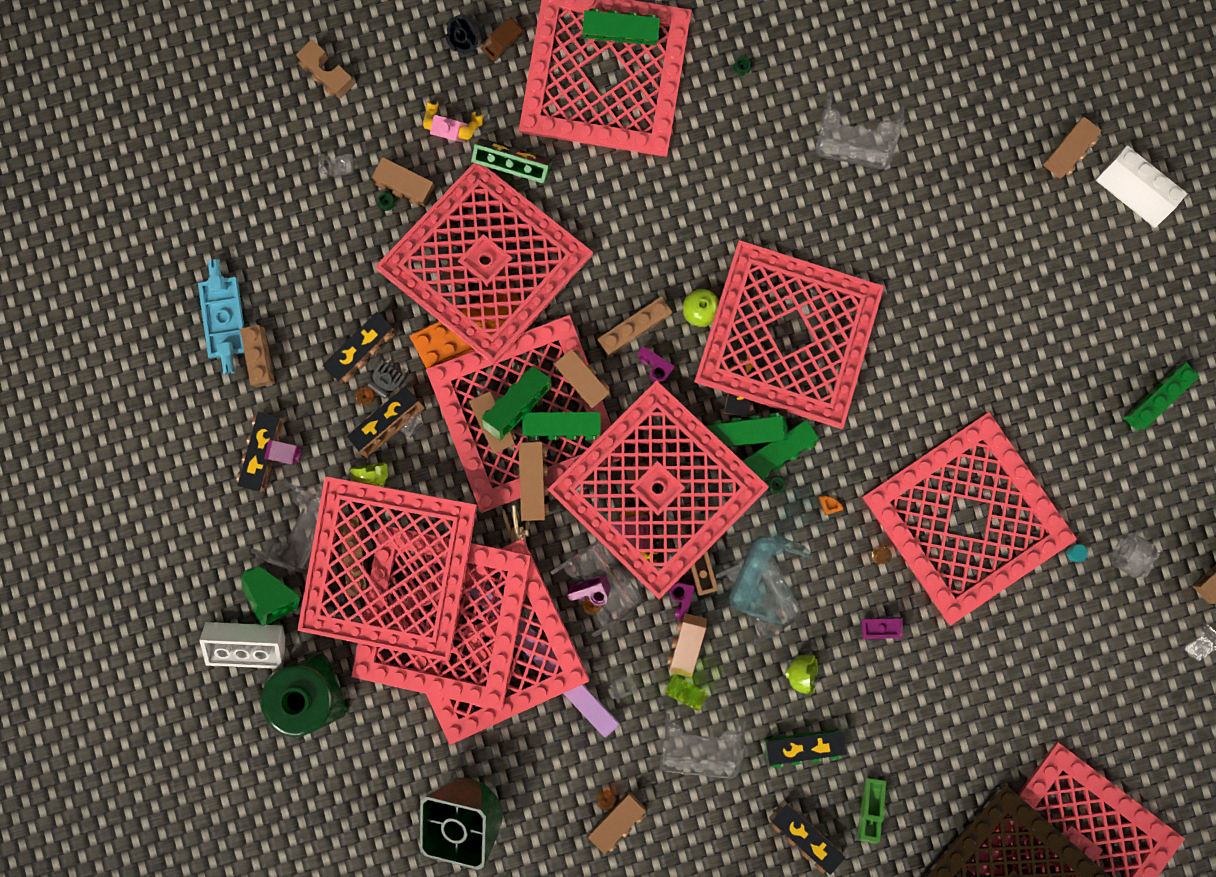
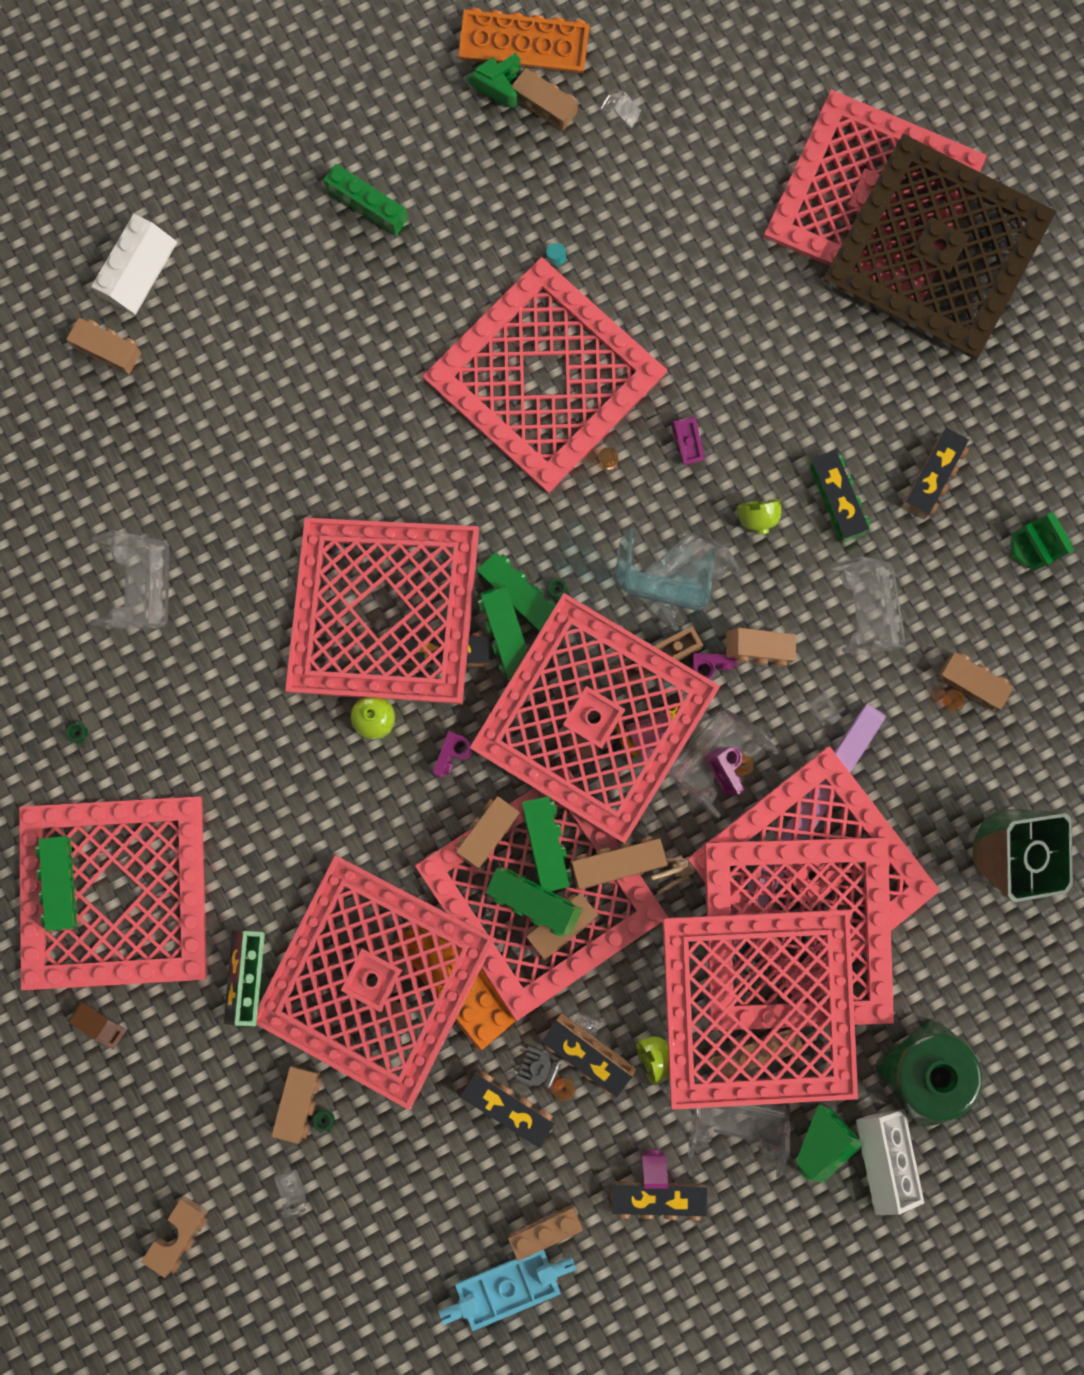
camera: 105 degrees left, 5 degrees down
(450, 128) = (219, 1064): torso -> none
(464, 33) = (99, 1072): black cylinder -> none
(634, 327) = (412, 787): medium nougat brick -> none
(685, 692) = (813, 637): clear neon green brick -> none
(830, 505) = (565, 526): orange tile -> none
(872, 811) = (888, 411): bright green slope -> none
(1134, 556) = (545, 193): clear brick -> none

